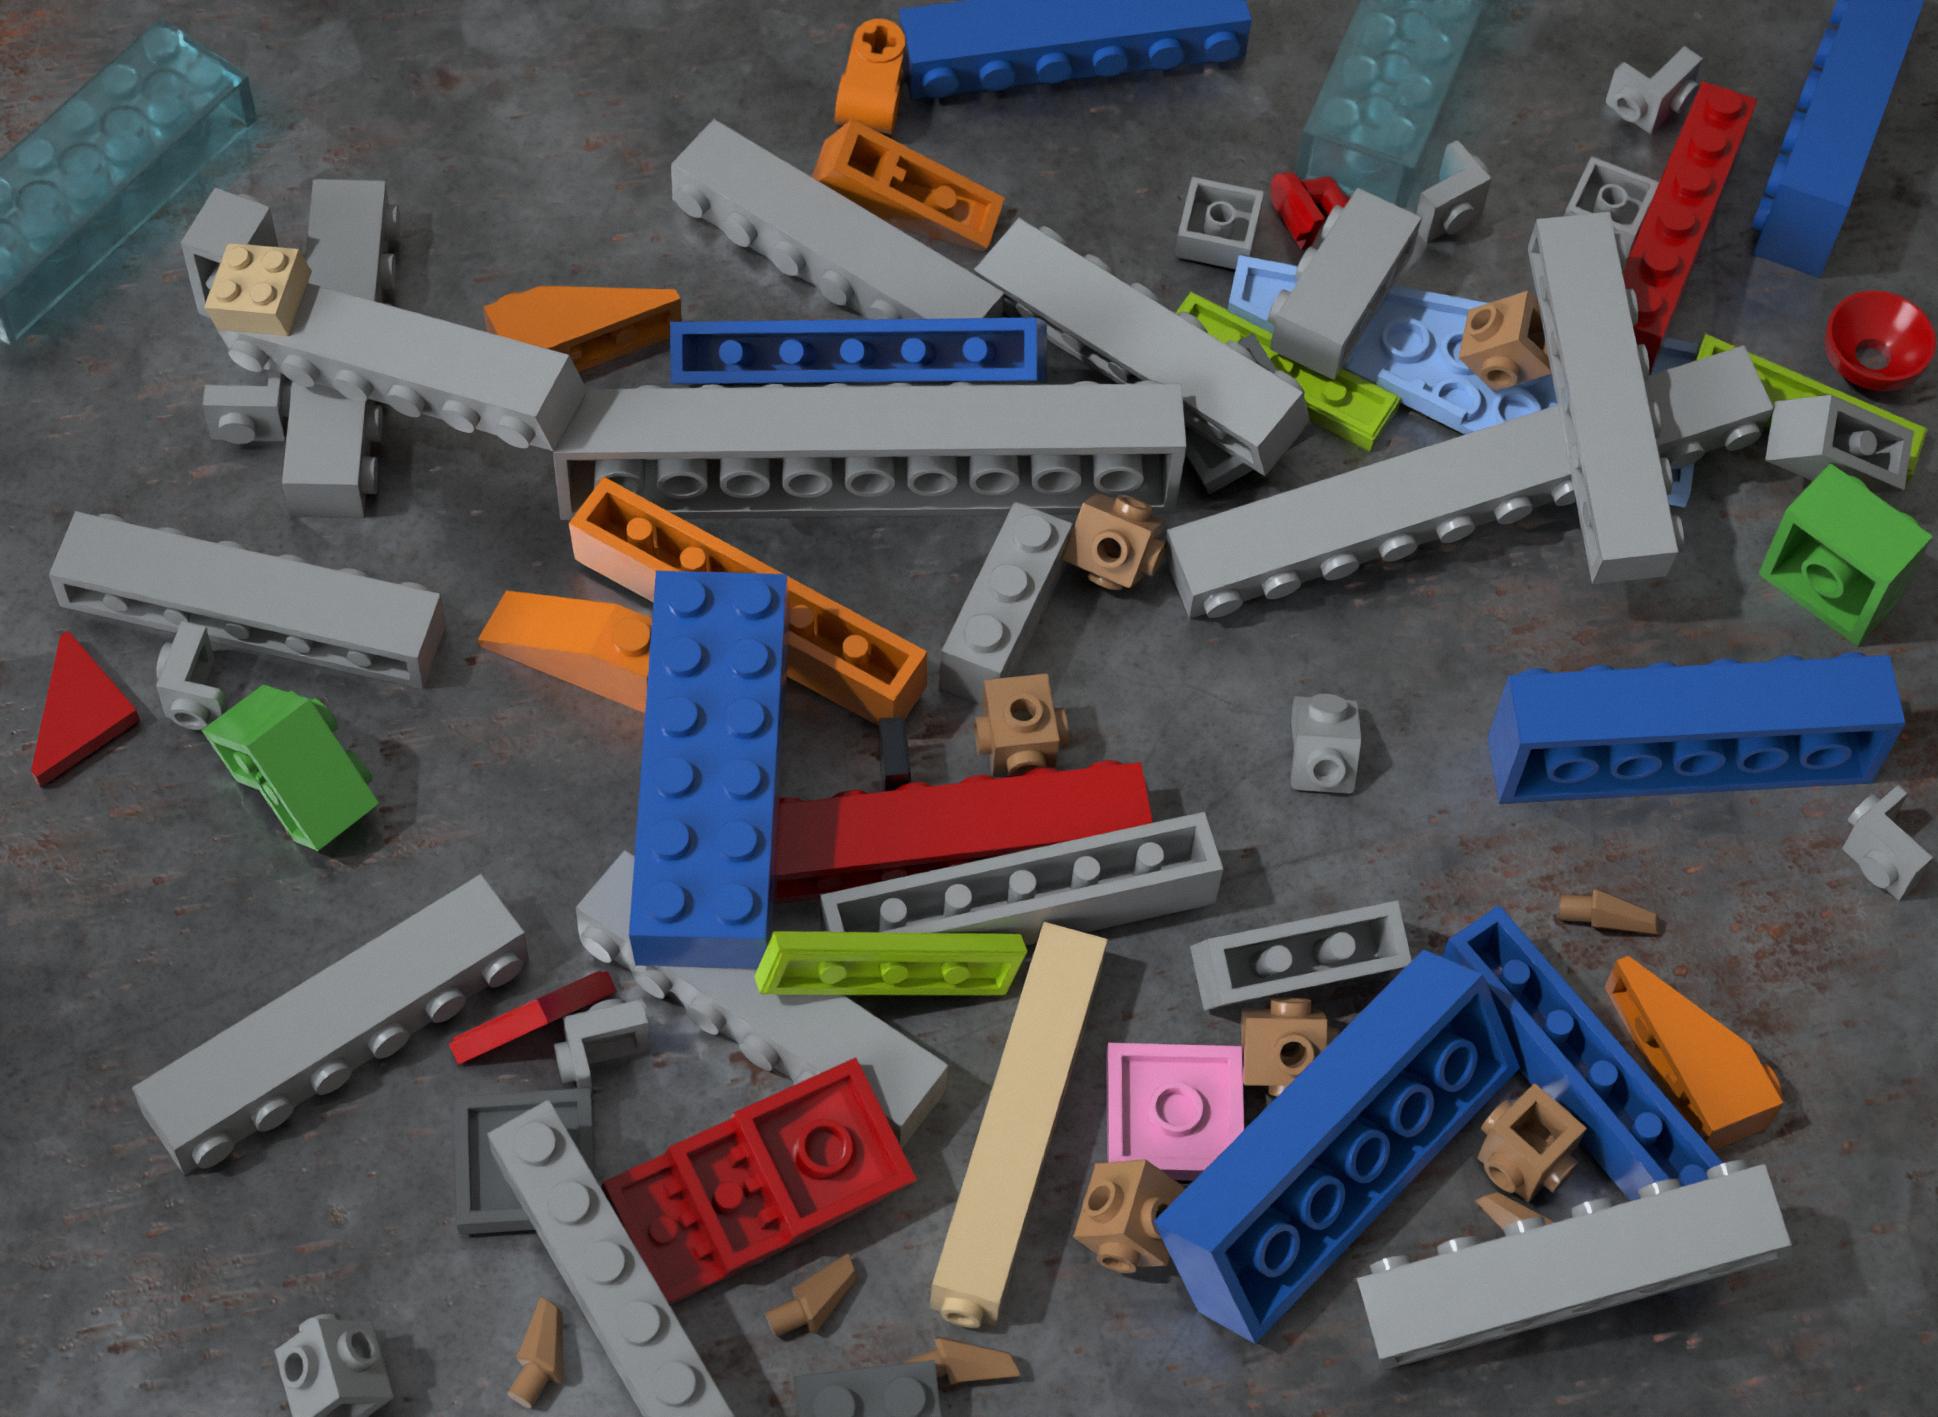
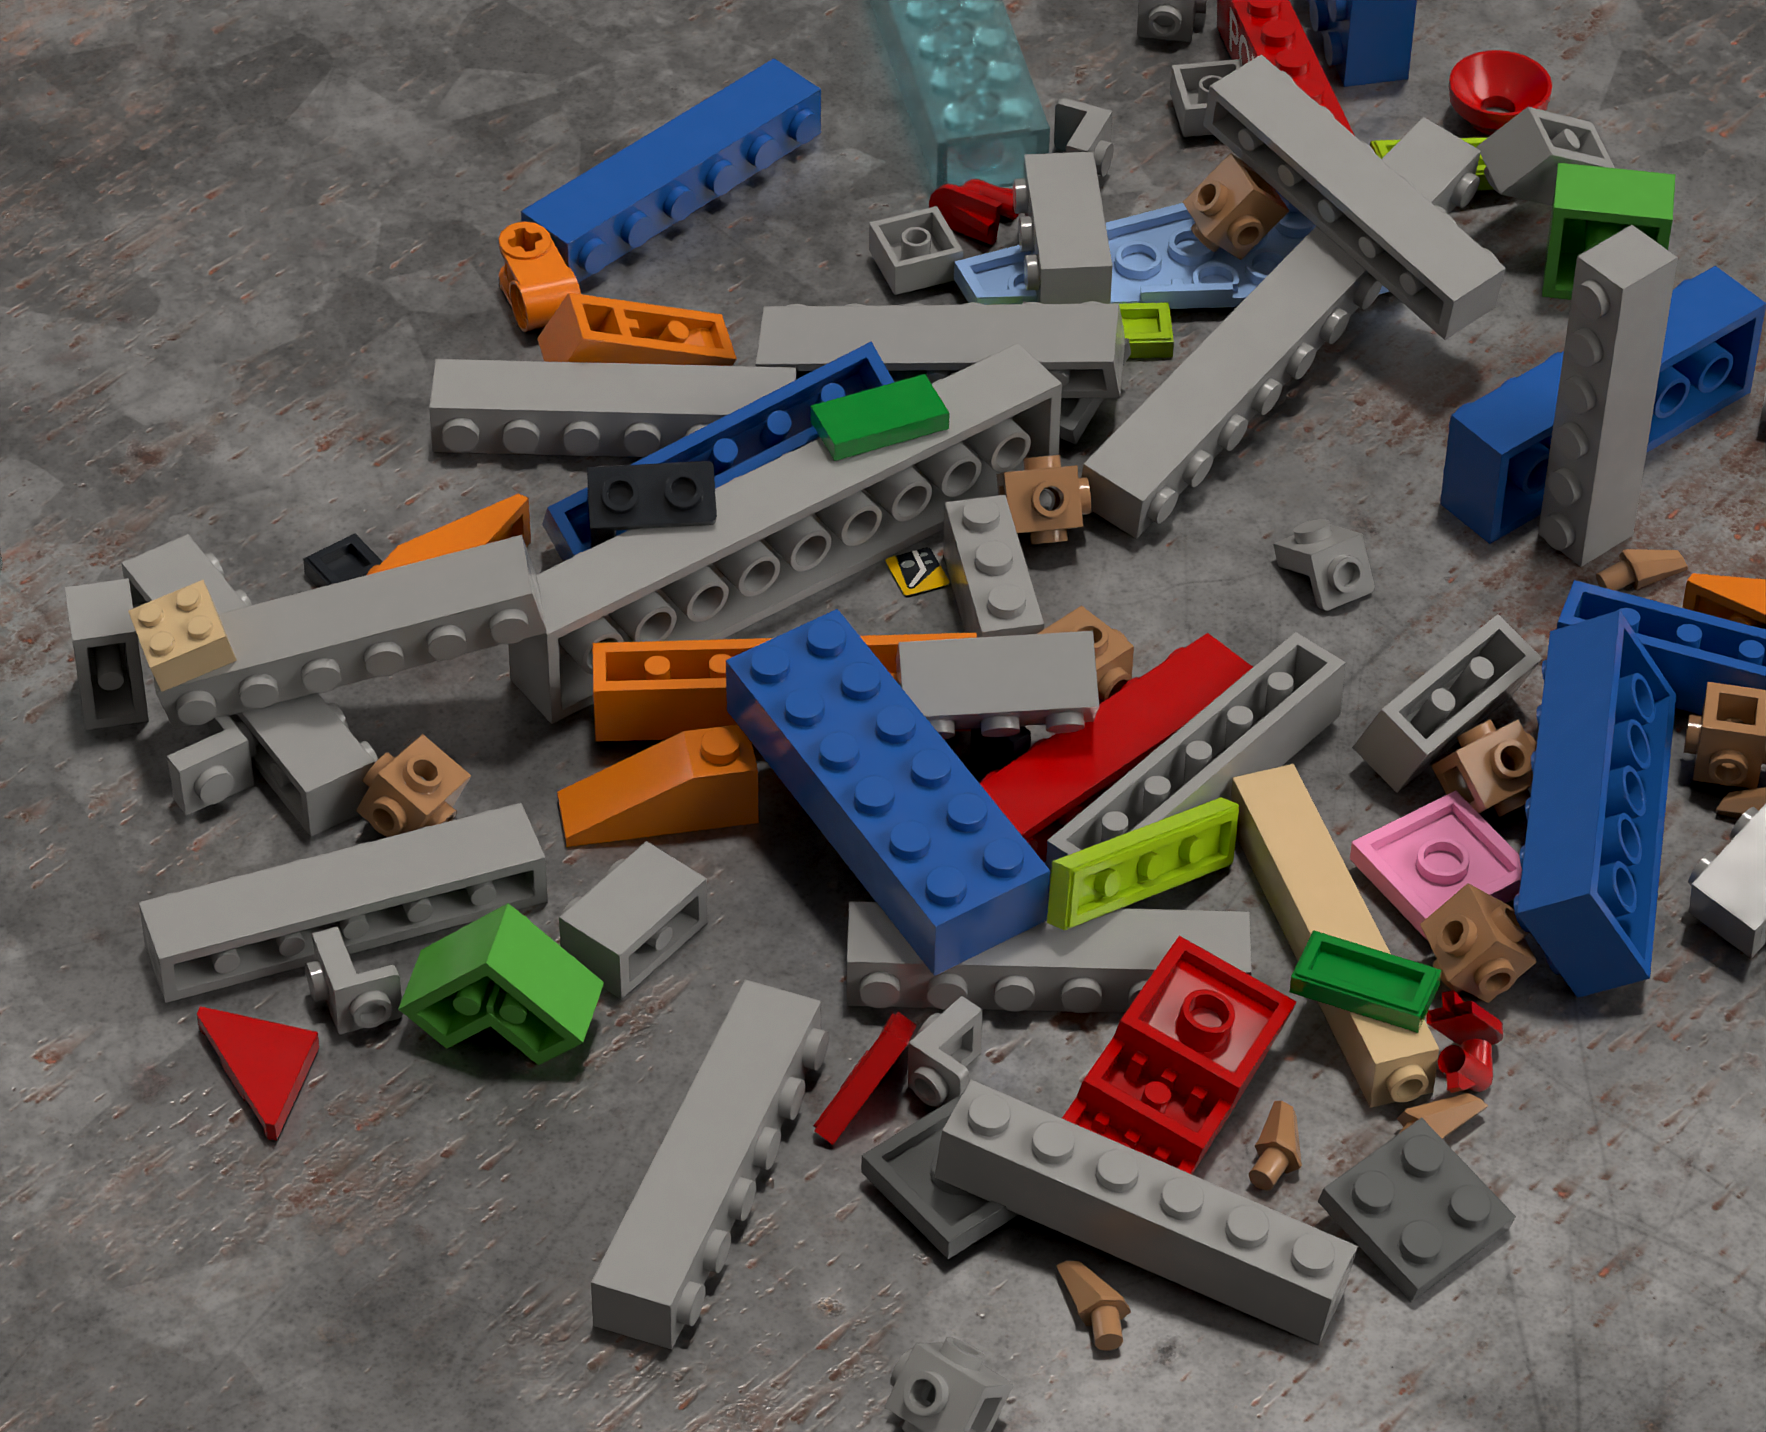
camera: 30 degrees left, 15 degrees down
(371, 530) = (405, 802): none -> medium nougat brick
(457, 753) = (634, 918): none -> light grey brick
(506, 272) = (340, 562): none -> black tile
(734, 368) = (649, 497): none -> black bracket
(891, 718) = (1002, 682): none -> light grey brick
(971, 543) = (917, 571): none -> sticker
(984, 1199) = (1365, 981): none -> green tile
(992, 395) = (879, 417): none -> green tile
(1038, 1335) = (1476, 1032): none -> red piece
(1634, 747) = (1606, 394): none -> light grey brick

